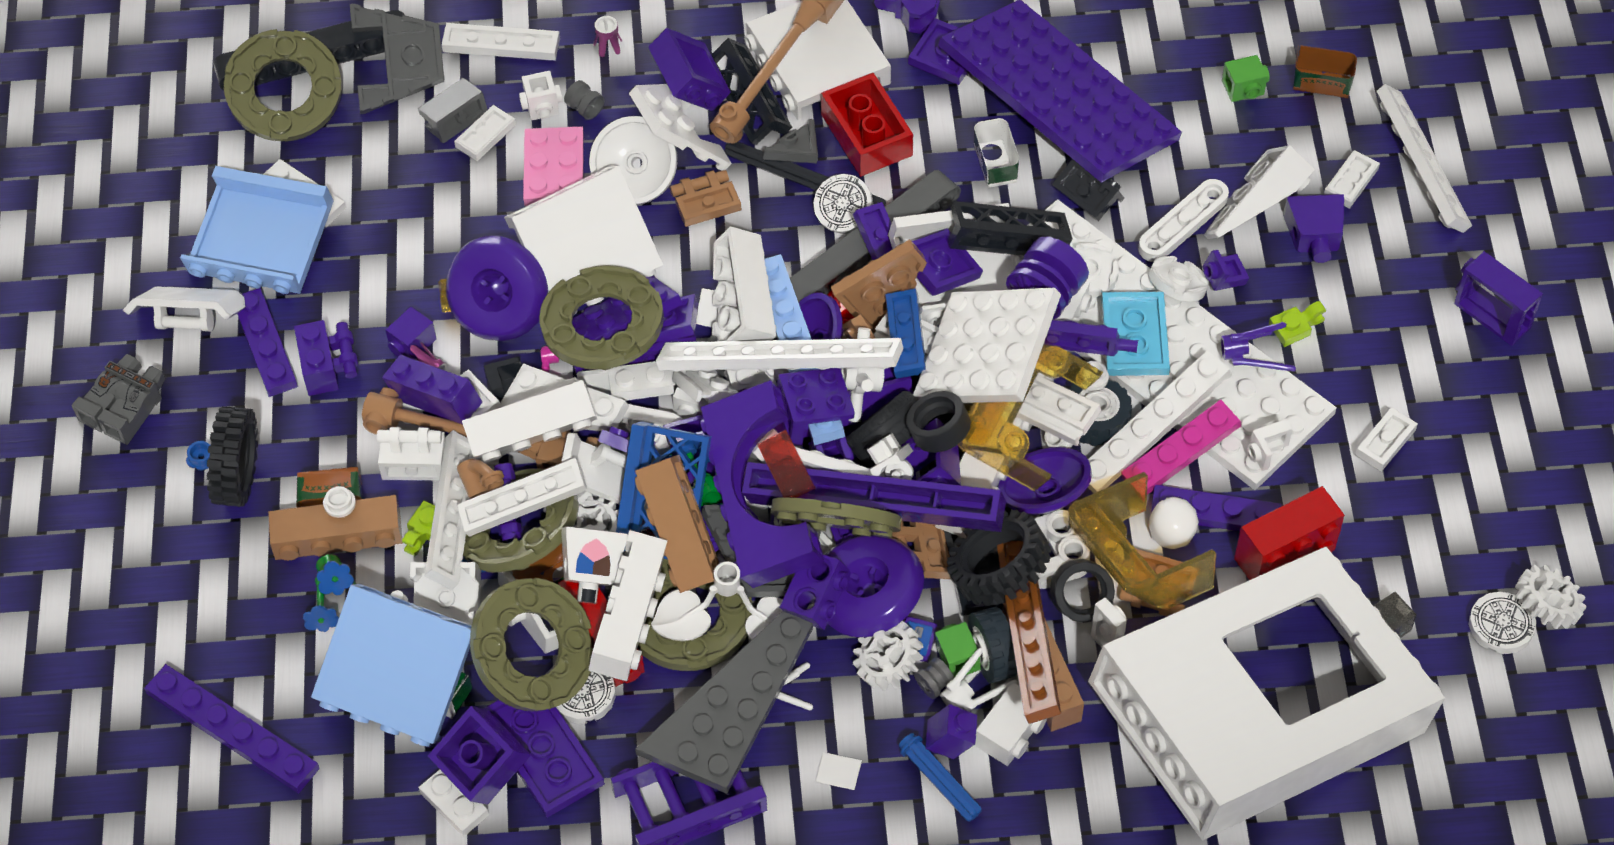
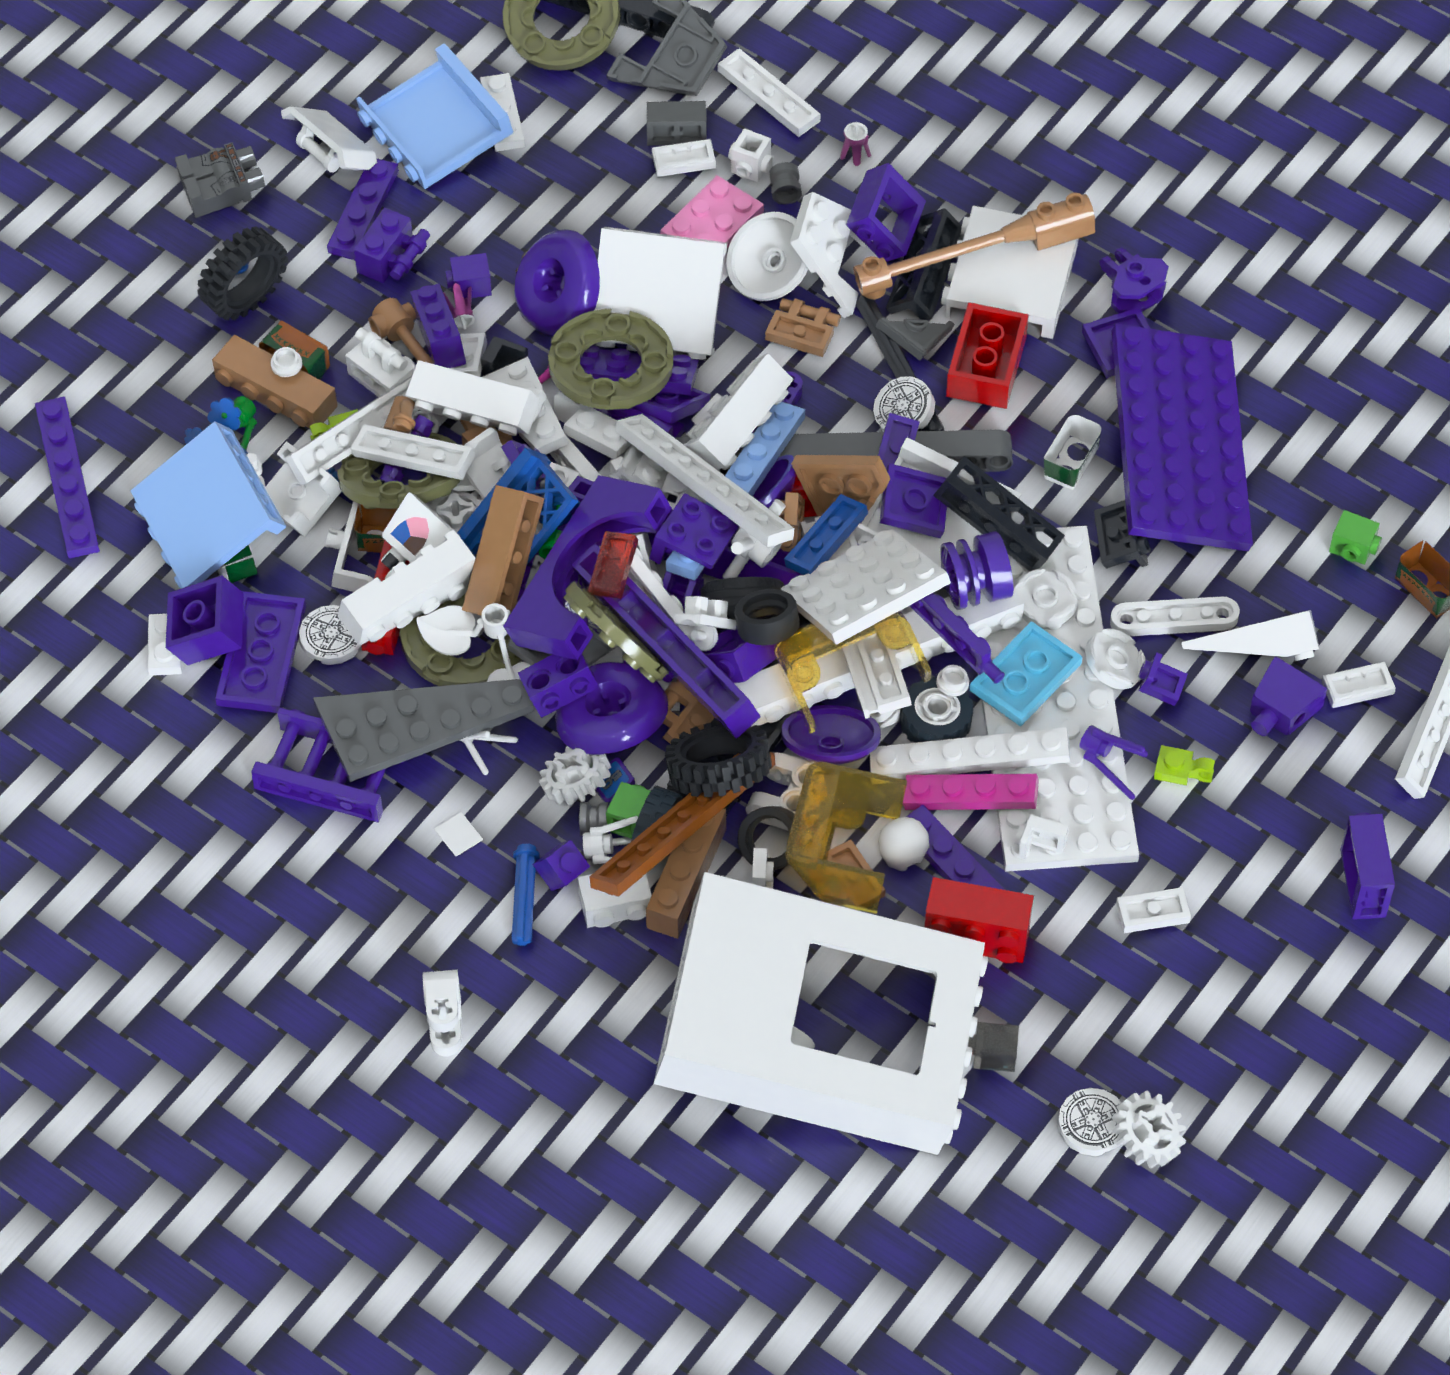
camera: 40 degrees right, 0 degrees up
(489, 648) = (276, 533): olive plate -> none

